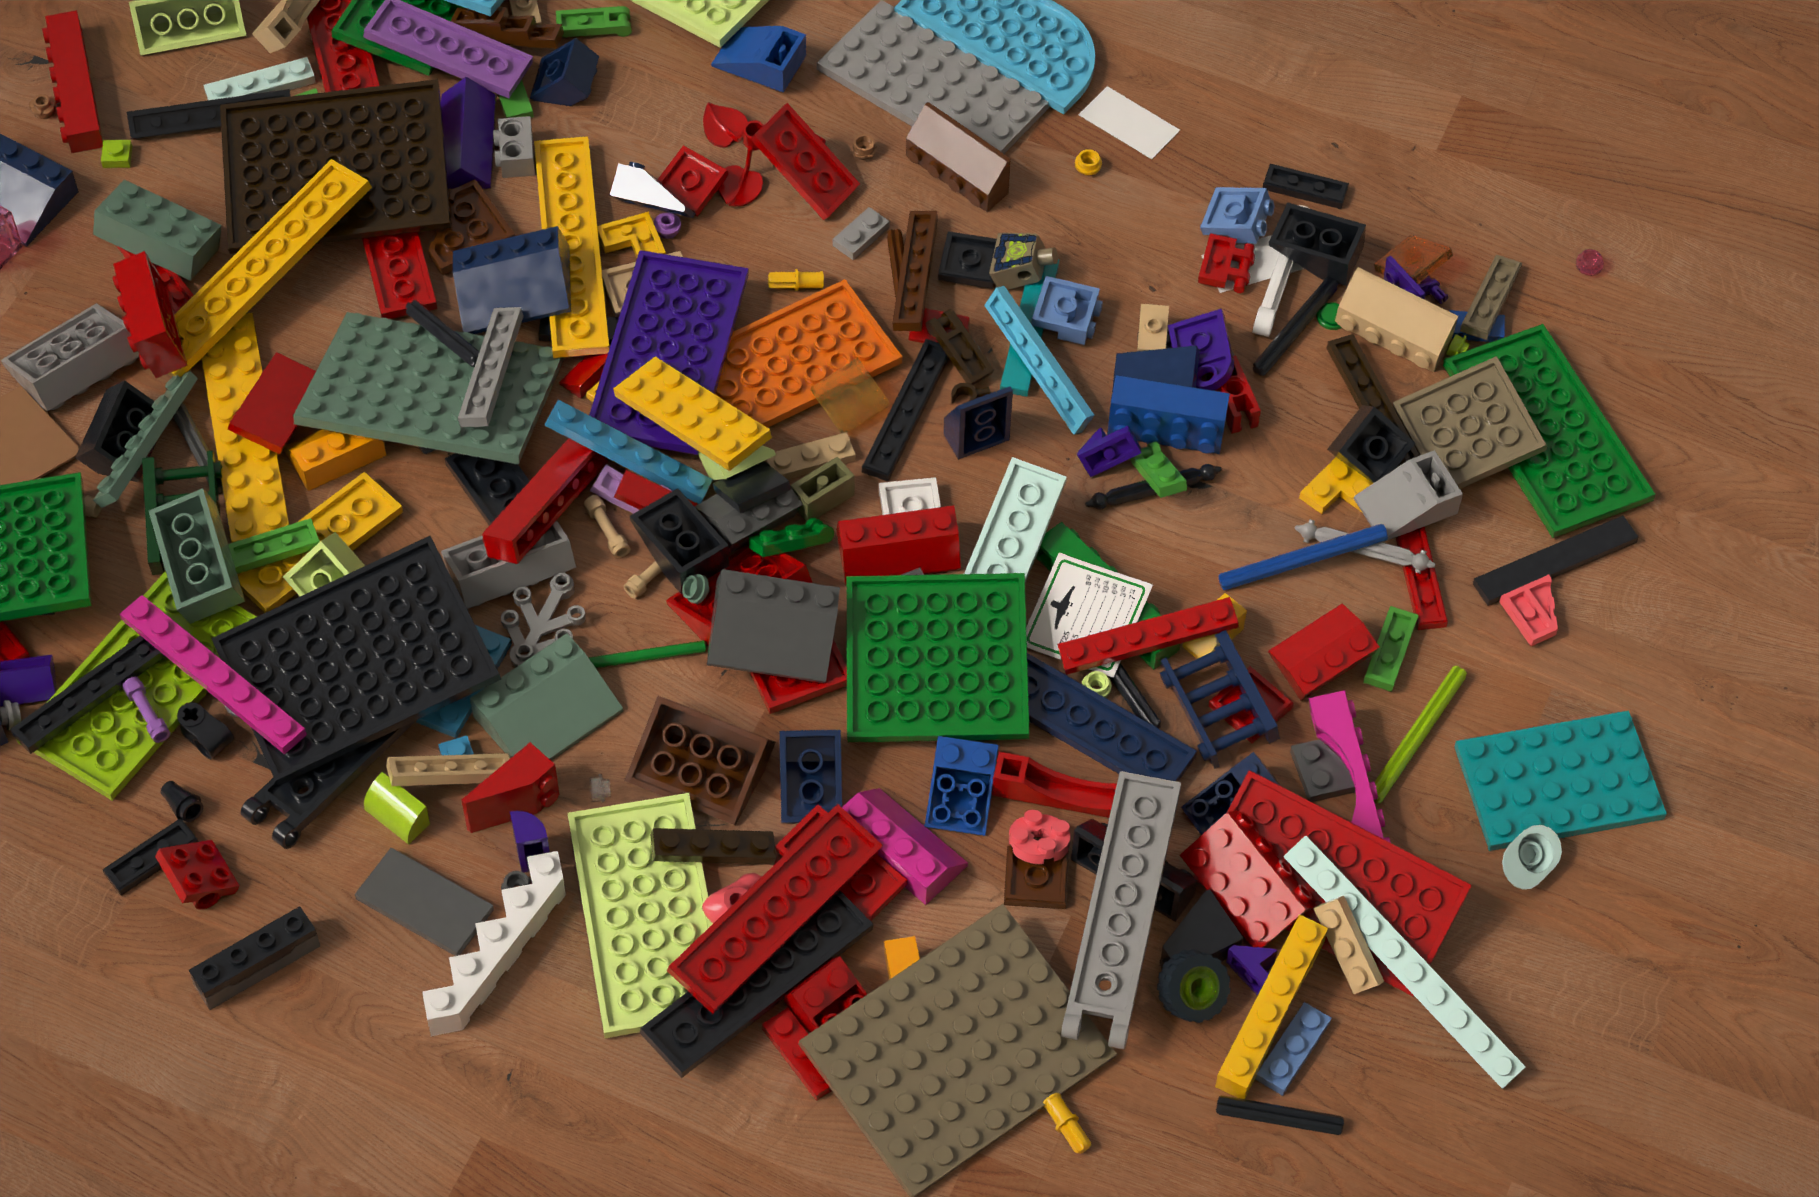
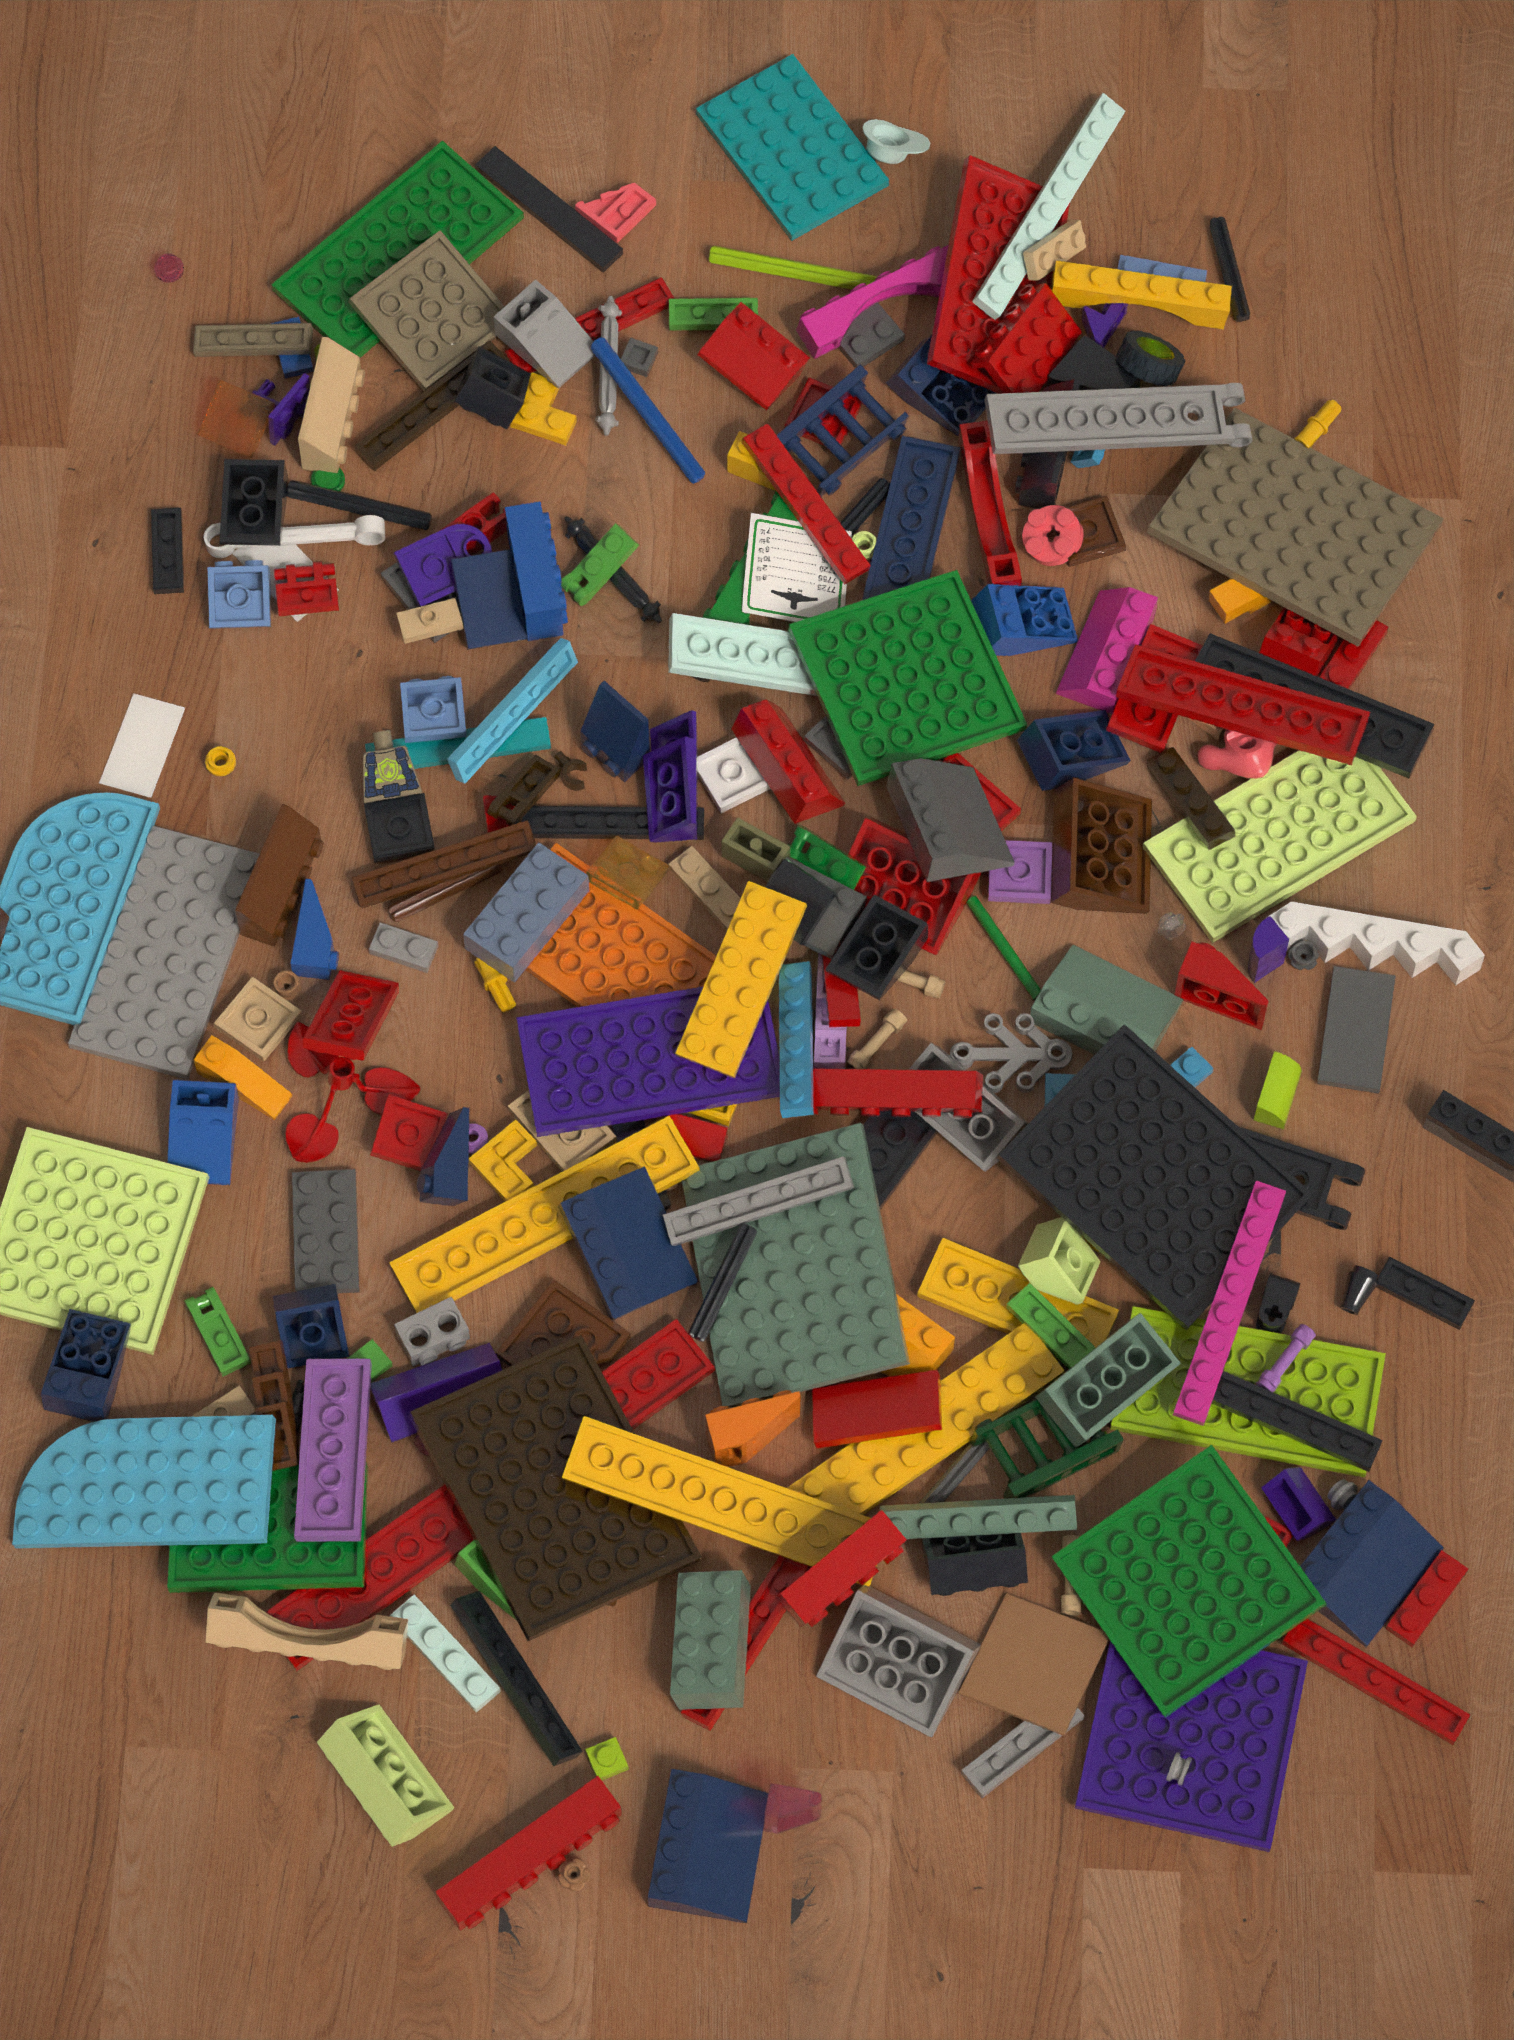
camera: 110 degrees left, 10 degrees up
(197, 873) = (1427, 1232): red plate -> none
(314, 305) = (743, 1431): none -> orange slope
(443, 769) = (1221, 1054): tan plate -> none
(639, 112) = (326, 1230): none -> dark grey plate
(695, 588) = (929, 912): sand green plate -> none
(711, 688) = (1029, 877): none -> medium lavender plate
(801, 89) = (226, 1065): none -> light orange slope
(840, 304) = (526, 912): none -> sand blue brick
(842, 119) = (258, 1019): none -> tan plate
(897, 173) = (313, 945): none -> blue slope
(917, 455) = (672, 780): none -> dark purple slope
(1107, 451) = (600, 621): dark purple slope -> none
(1366, 574) = (639, 357): none -> dark grey plate

